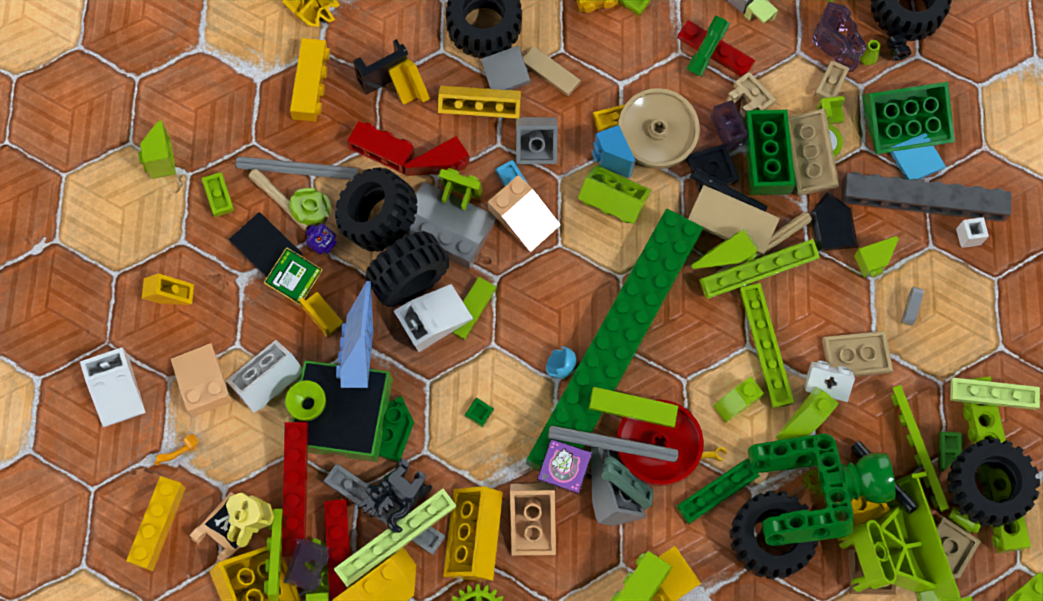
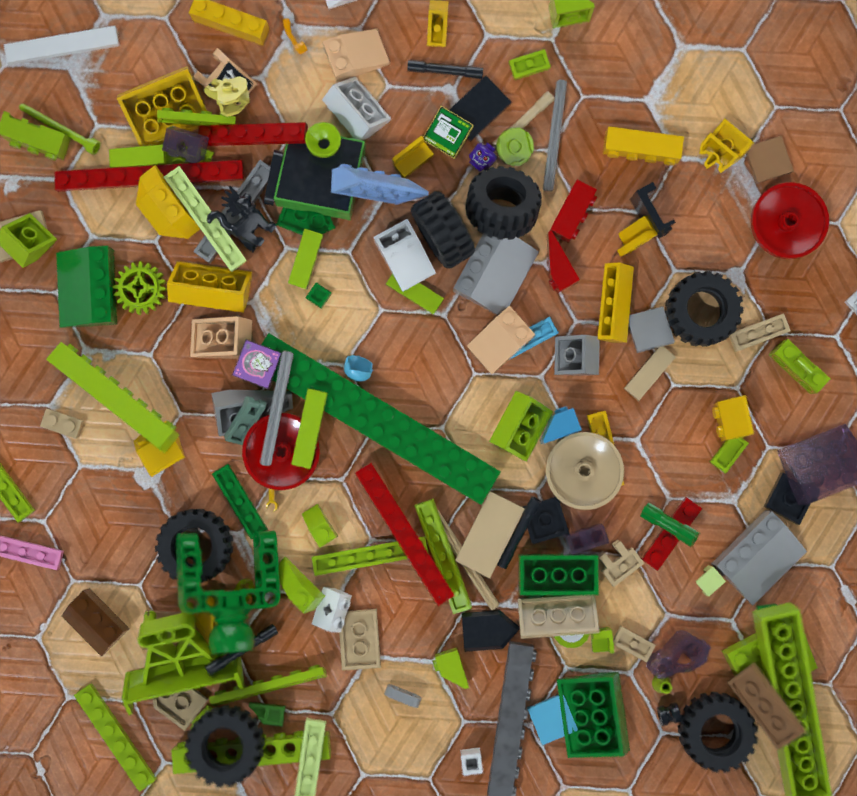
camera: 100 degrees right, 15 degrees up
(217, 306) = (422, 67): none -> black piece
(346, 461) = (273, 177): none -> black beam
(438, 426) = (305, 258): none -> lime tile
(467, 185) = (534, 276): lime plate -> none
(731, 251) = (456, 528): lime slope -> none
(741, 305) = (404, 534): none -> red brick

